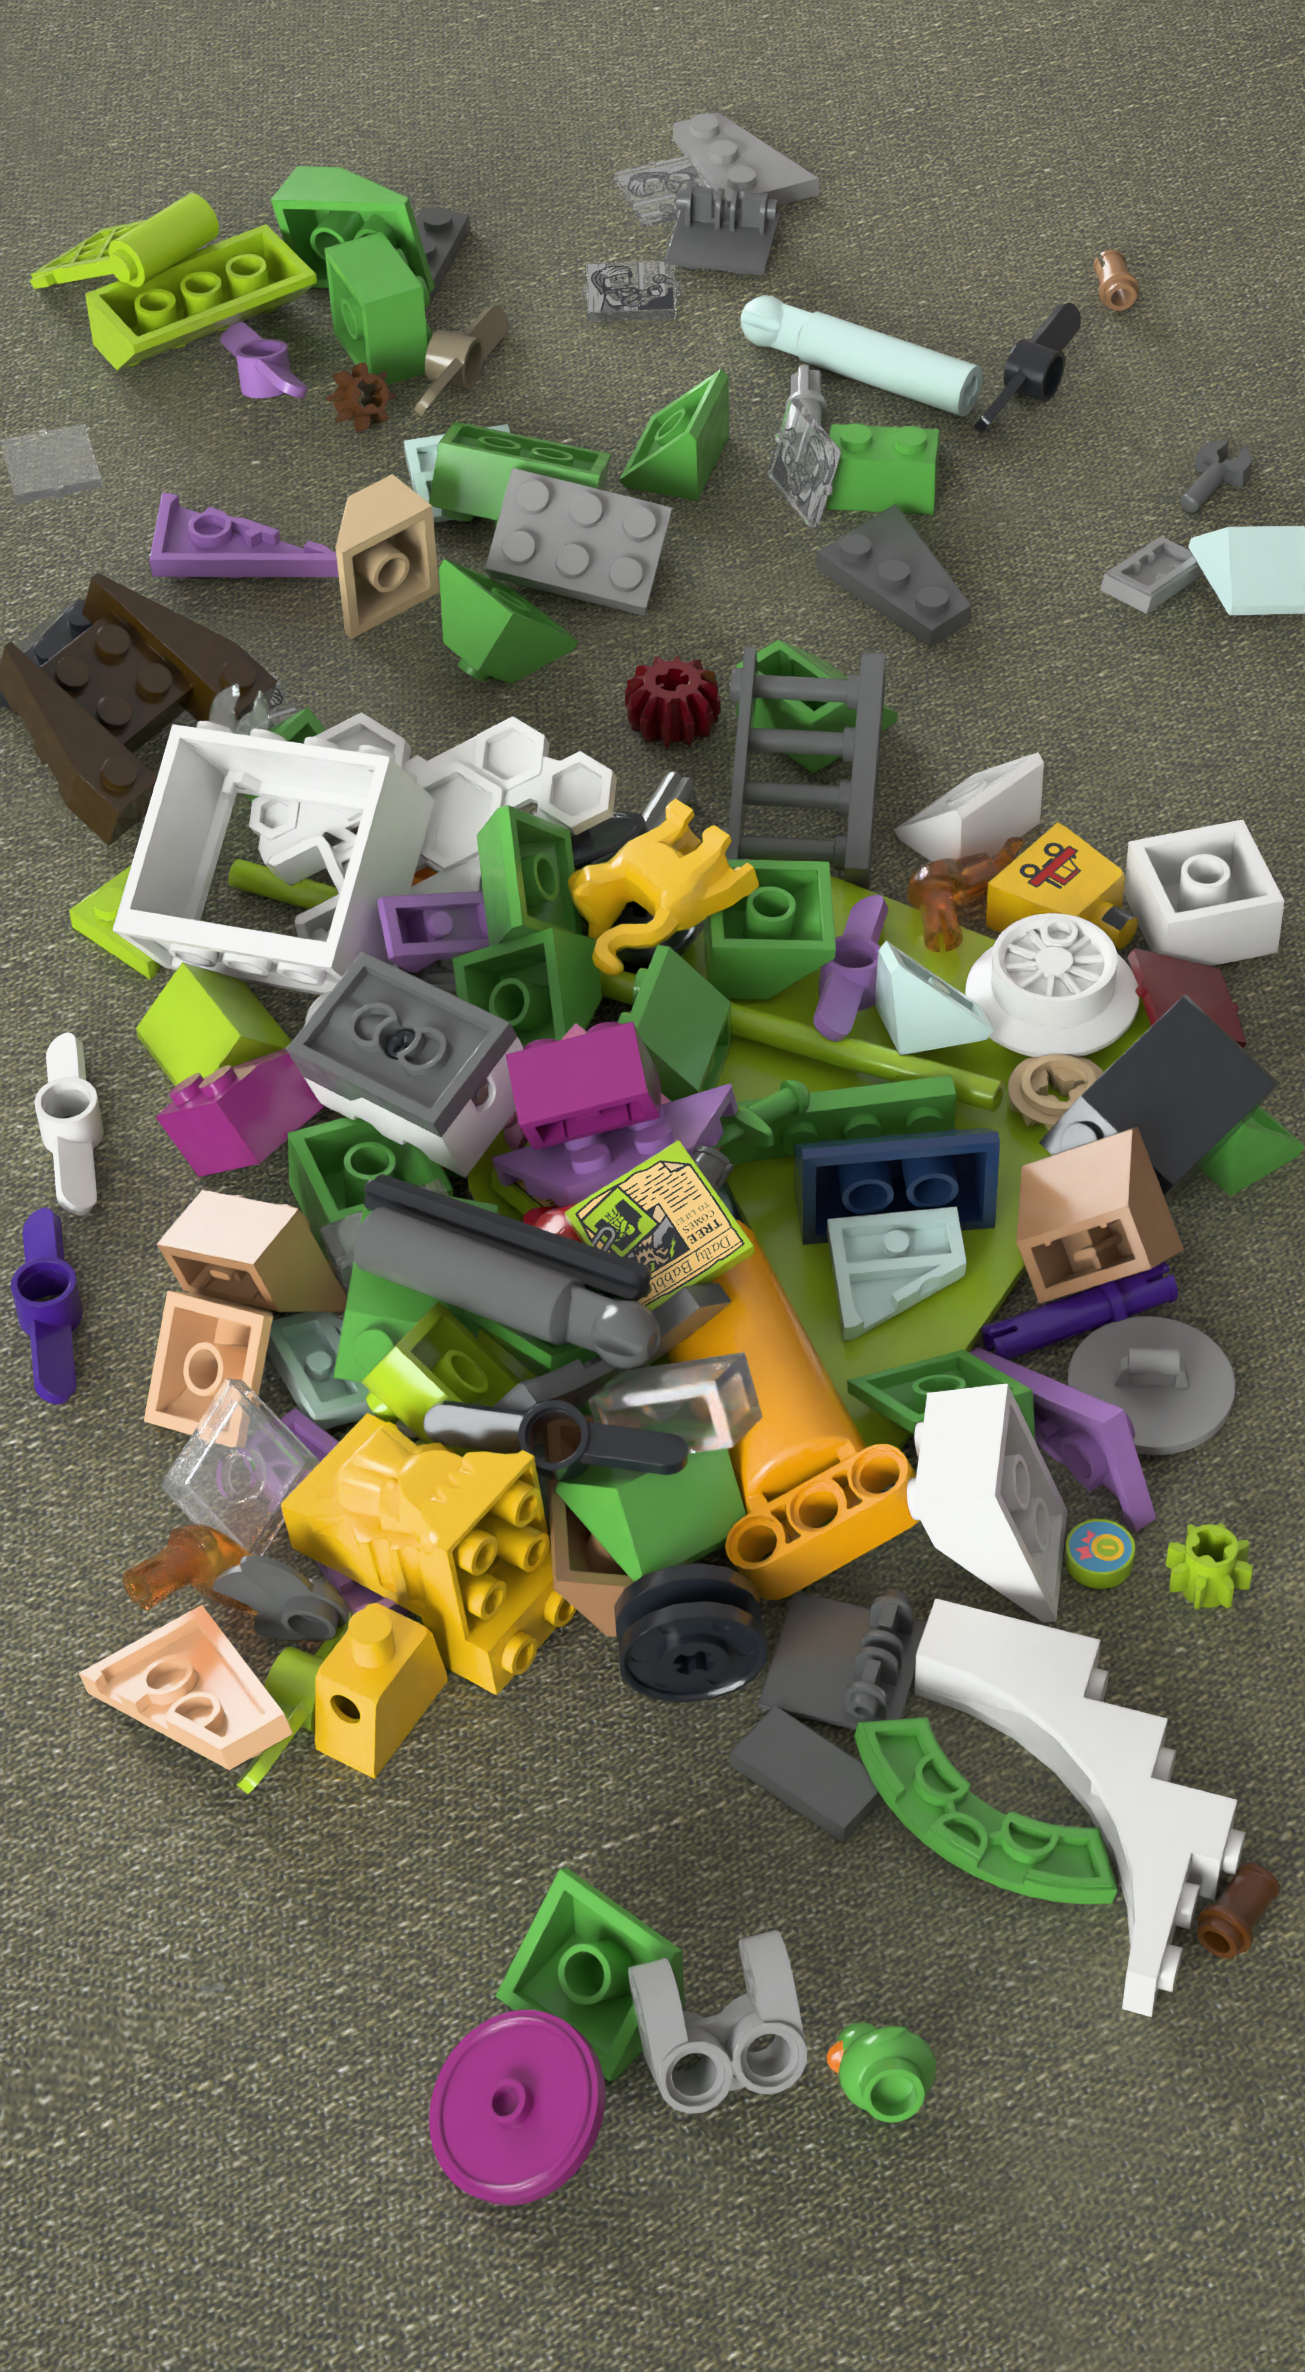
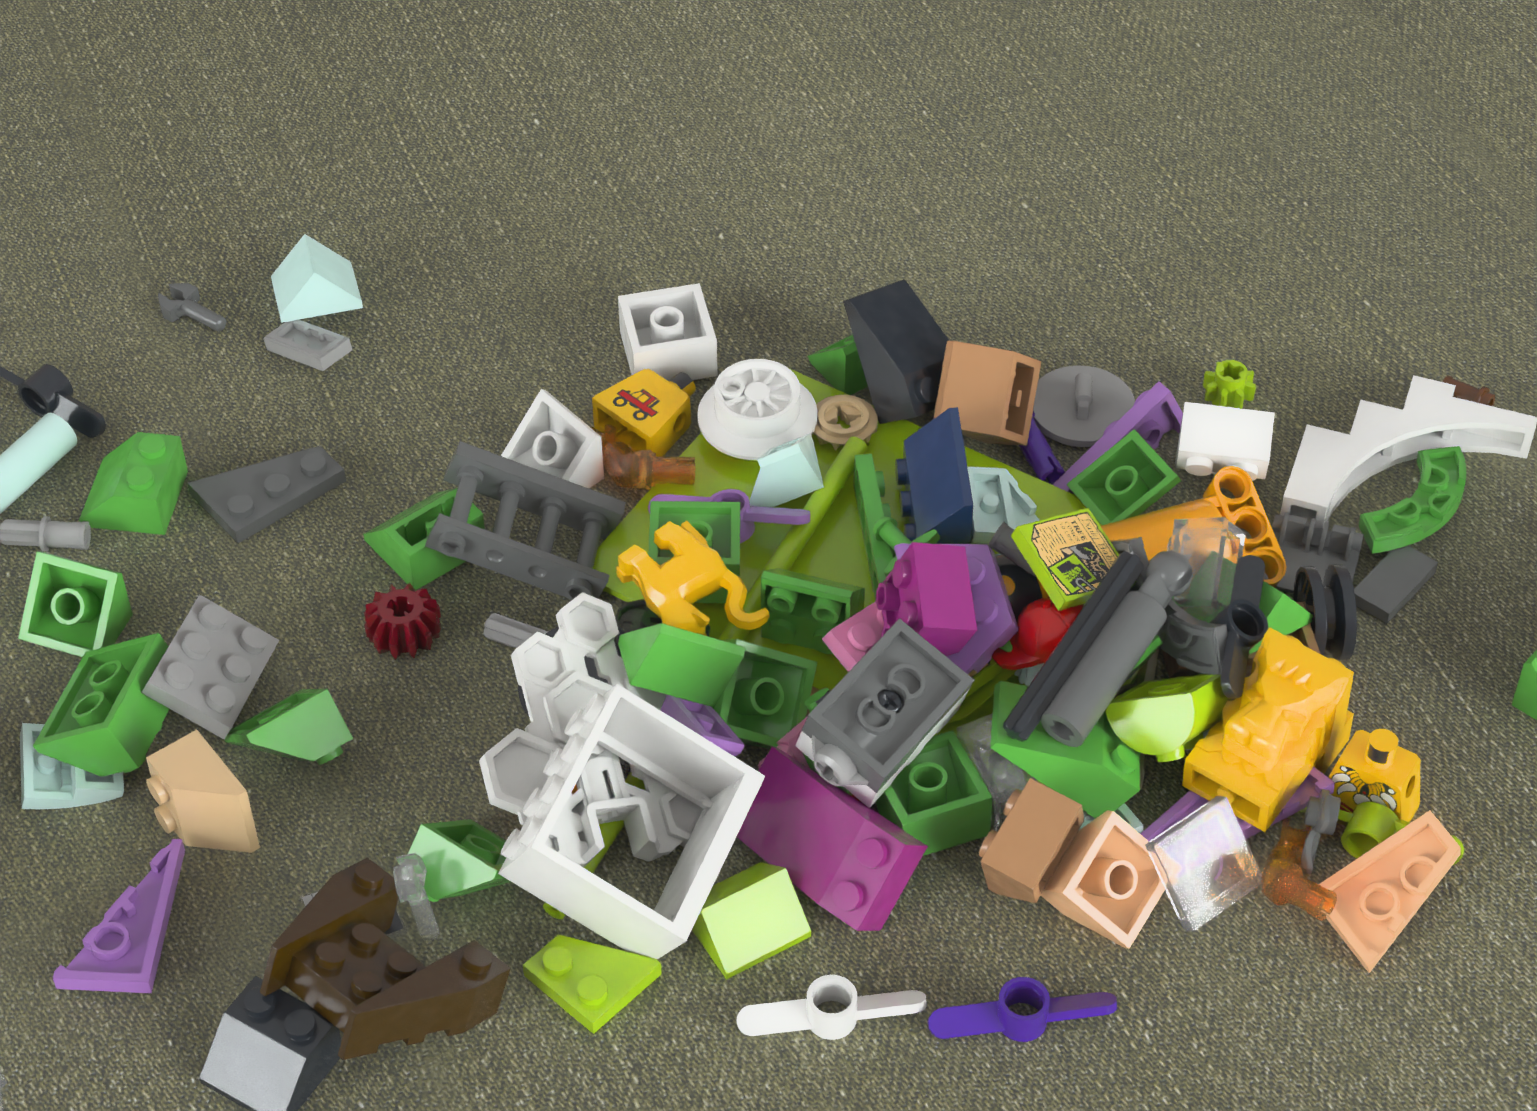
camera: 90 degrees left, 0 degrees up
(803, 463) = (140, 524): clear piece -> none
(1166, 979) = (772, 351): dark red piece -> none

